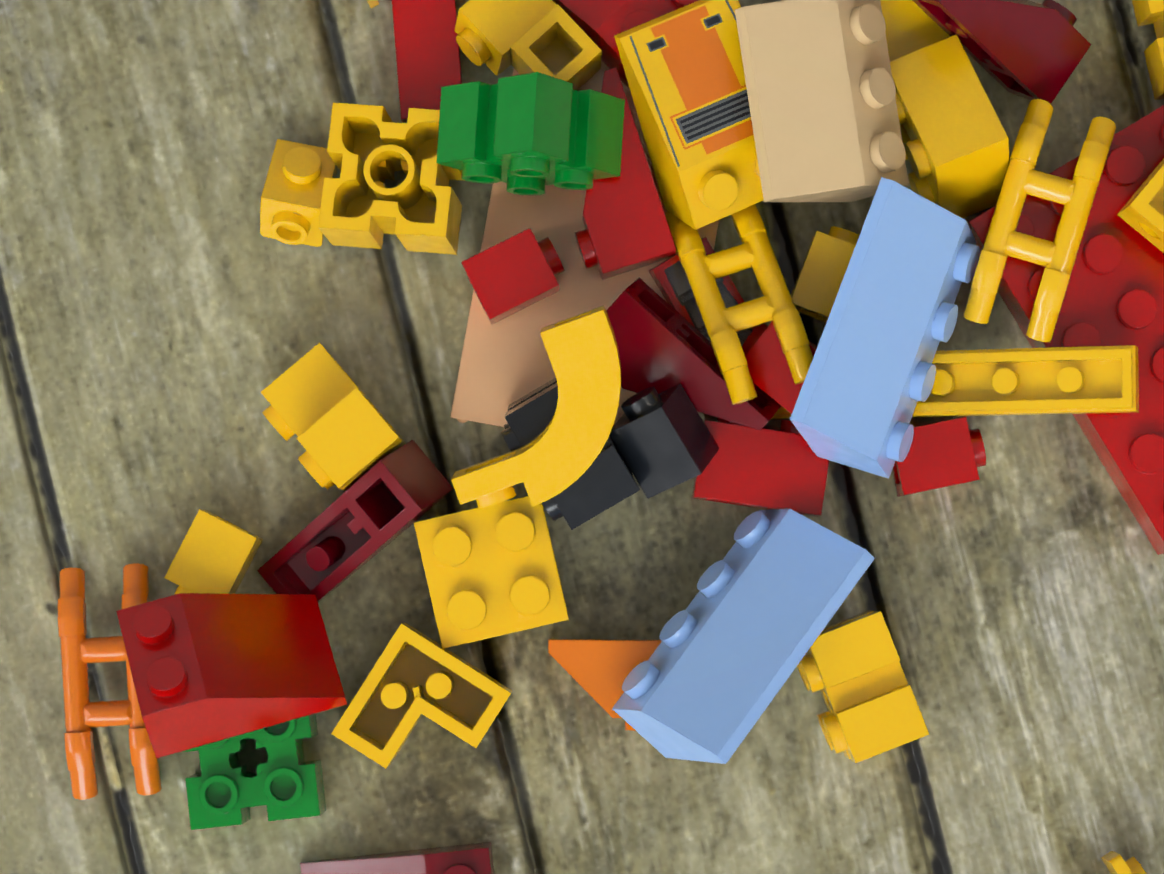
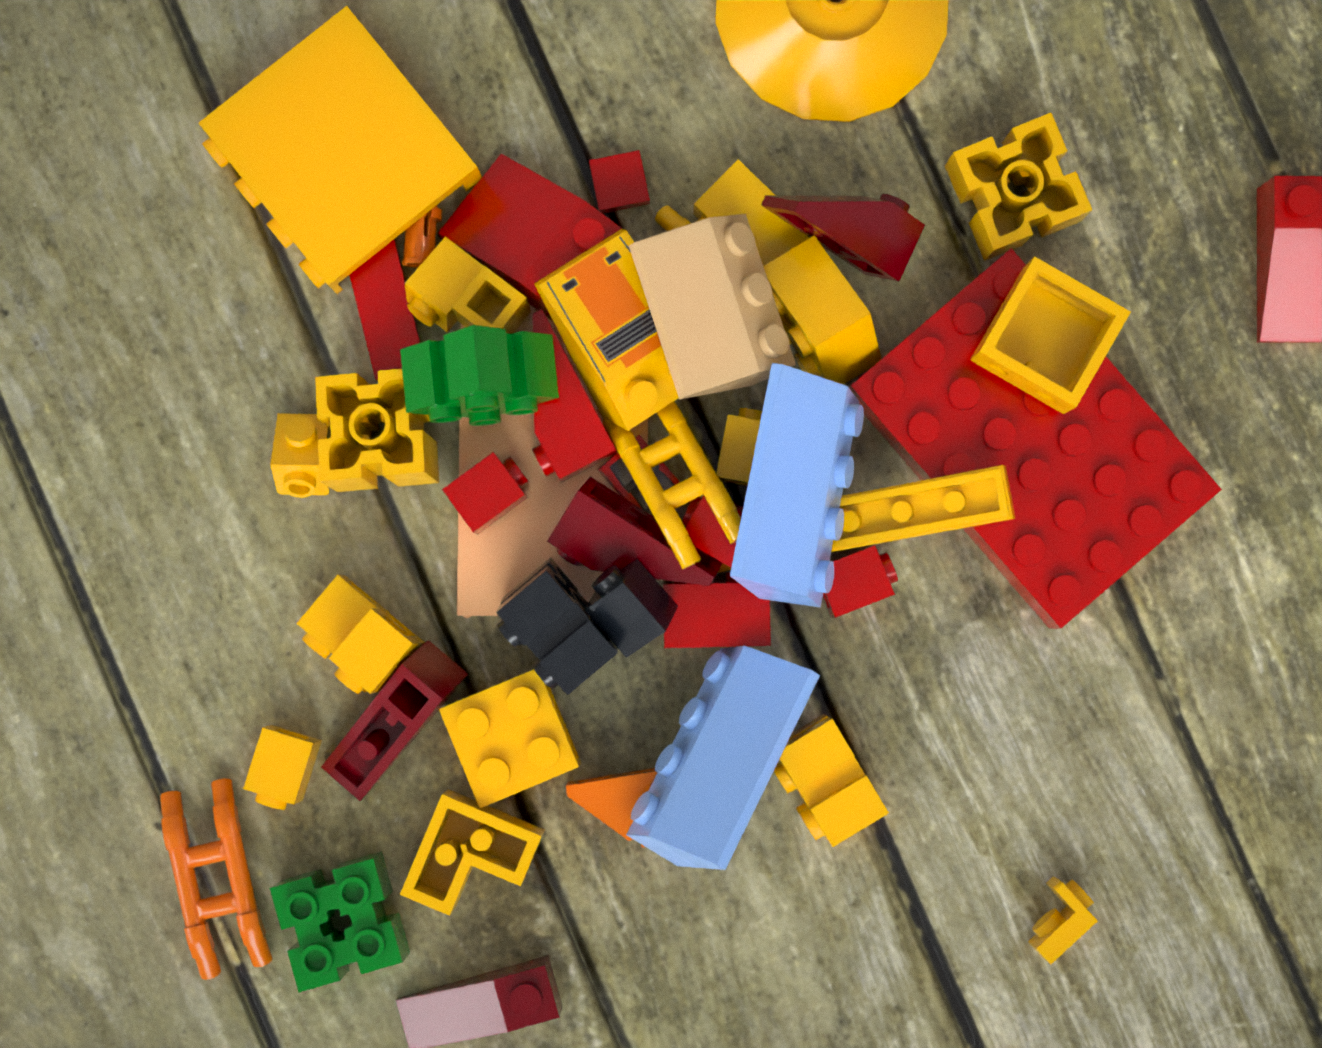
camera: 10 degrees left, 0 degrees up
(227, 665) = (303, 853): red slope -> none
(588, 399) = (560, 585): yellow arch -> none
(1056, 256) = (925, 402): yellow piece -> none

